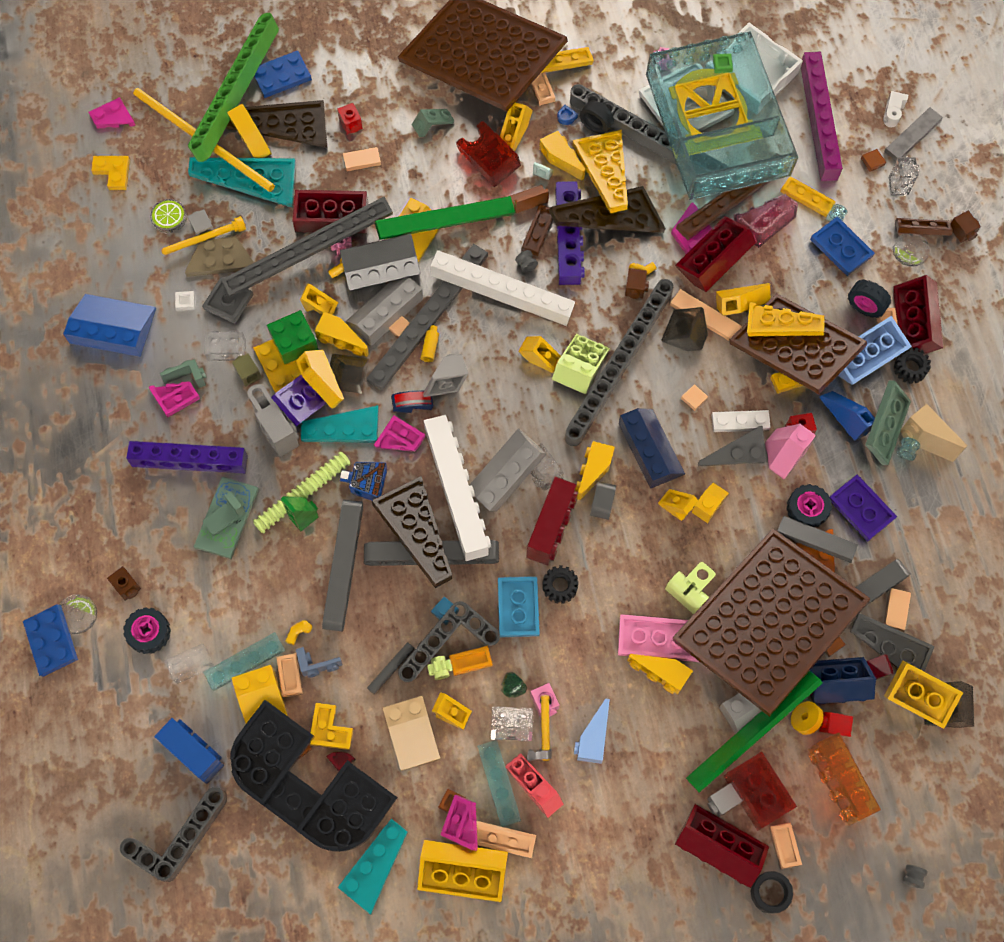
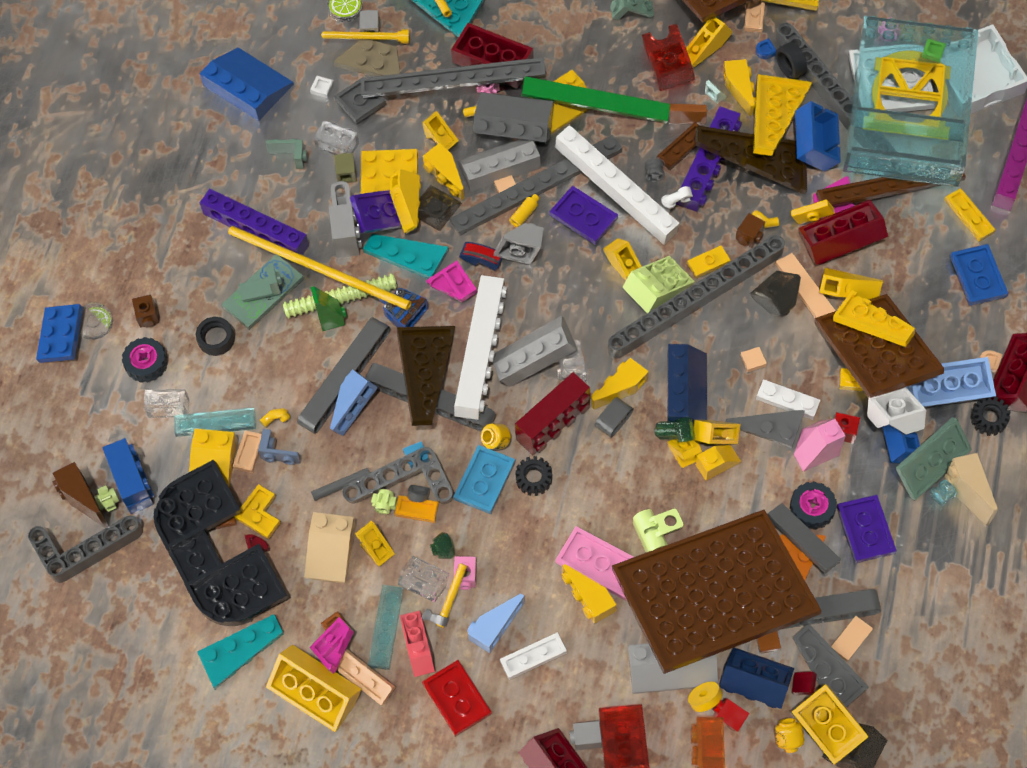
camera: 30 degrees right, 5 degrees down
(144, 786) = (74, 488): none -> reddish brown slope
(174, 396) = (270, 167): dark pink wing -> none
(178, 781) = (106, 498): none -> yellowish green gear
(196, 566) = (210, 323): none -> black tyre
(270, 474) = (320, 268): none -> yellow piece
(292, 336) = (398, 152): green brick -> none
(362, 159) = (547, 19): light nougat tile -> none
(364, 583) = (351, 399): none -> medium blue slope
(465, 646) = (418, 493): none -> dark grey tile
(484, 327) = (583, 215): none -> dark purple plate
(510, 563) = (495, 436): none -> yellow head
(555, 284) = (669, 201): none -> white piece
(593, 818) = (456, 698): none -> red tile
(613, 325) = (708, 262): none -> yellow plate
(641, 749) = (533, 656): none -> white plate
(652, 175) = (816, 135): none -> blue piece
(669, 487) = (680, 429): none -> clear green piece
(682, 246) = (812, 212): none -> yellow plate
(697, 477) = (716, 432): none -> yellow slope
(750, 735) = (644, 685): green tile -> none
(768, 218) = (913, 219): clear pink wedge -> none
(838, 210) = (992, 239): clear light blue bush -> none
(845, 394) = (897, 409): none -> white slope
(869, 298) = (976, 333): black wheel -> none
(892, 719) = (789, 735): none -> yellow head

